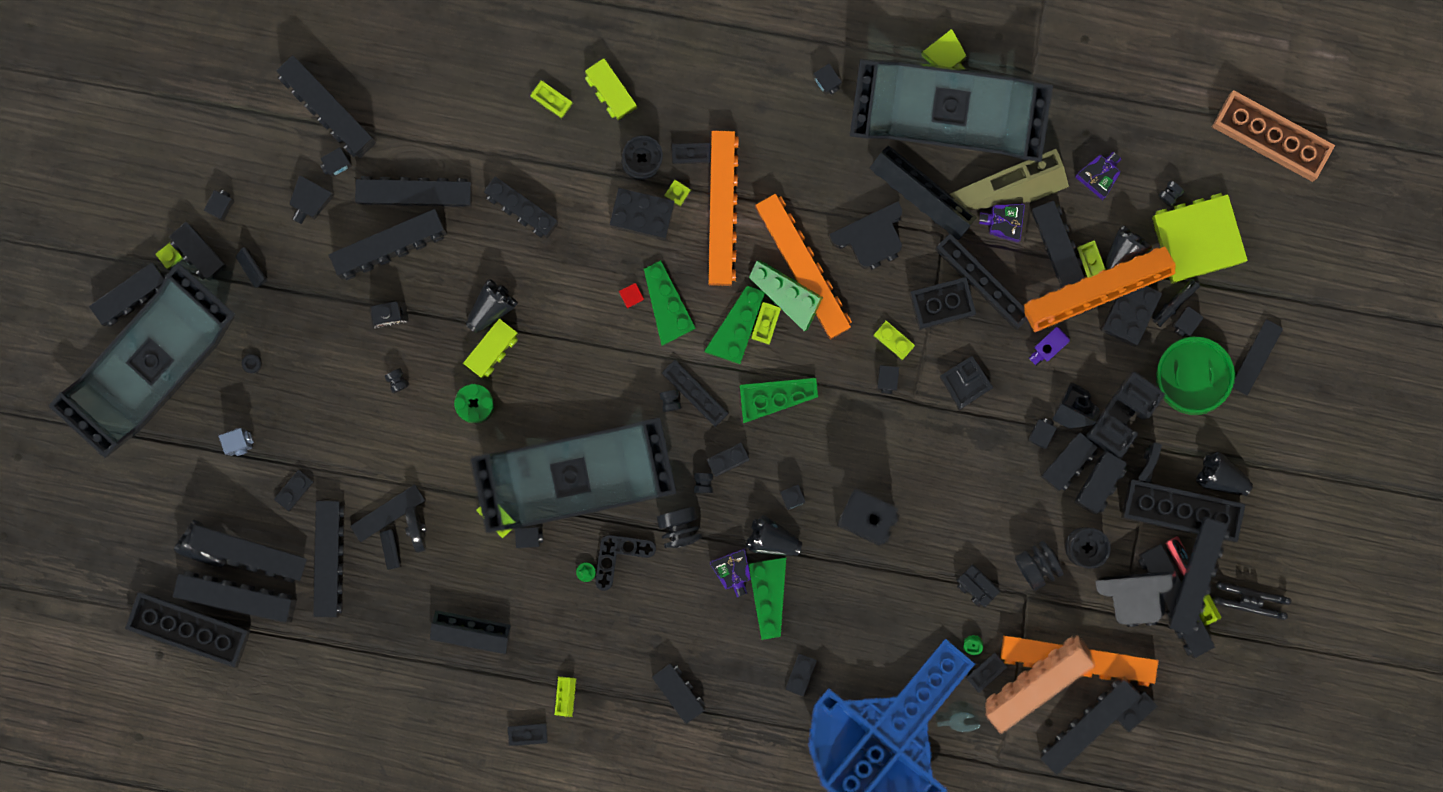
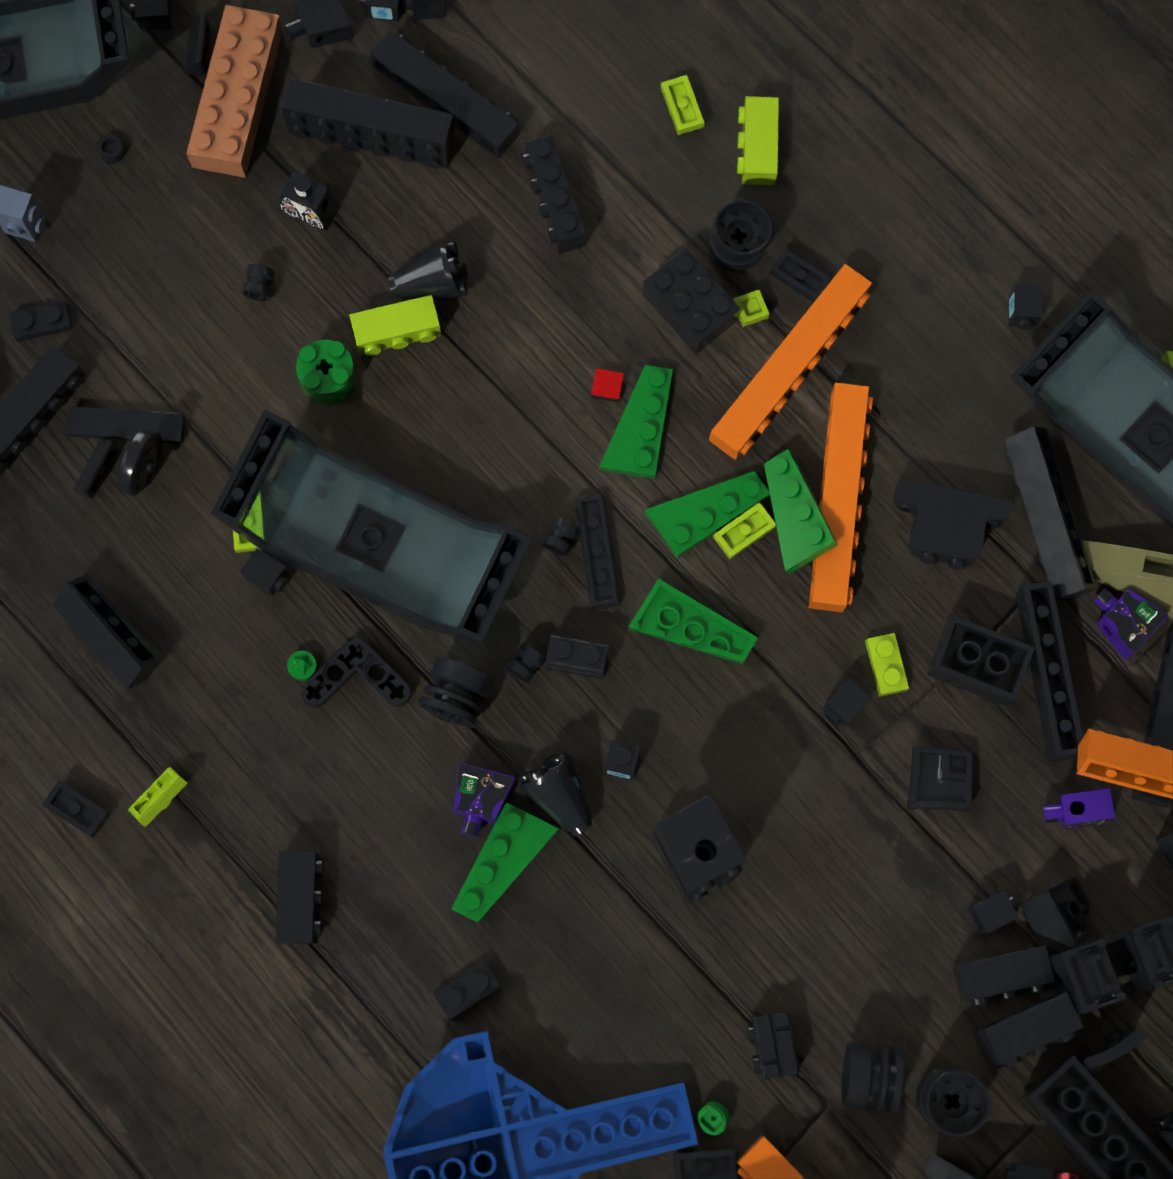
camera: 30 degrees right, 10 degrees down
(295, 279) = (235, 91): none -> nougat brick

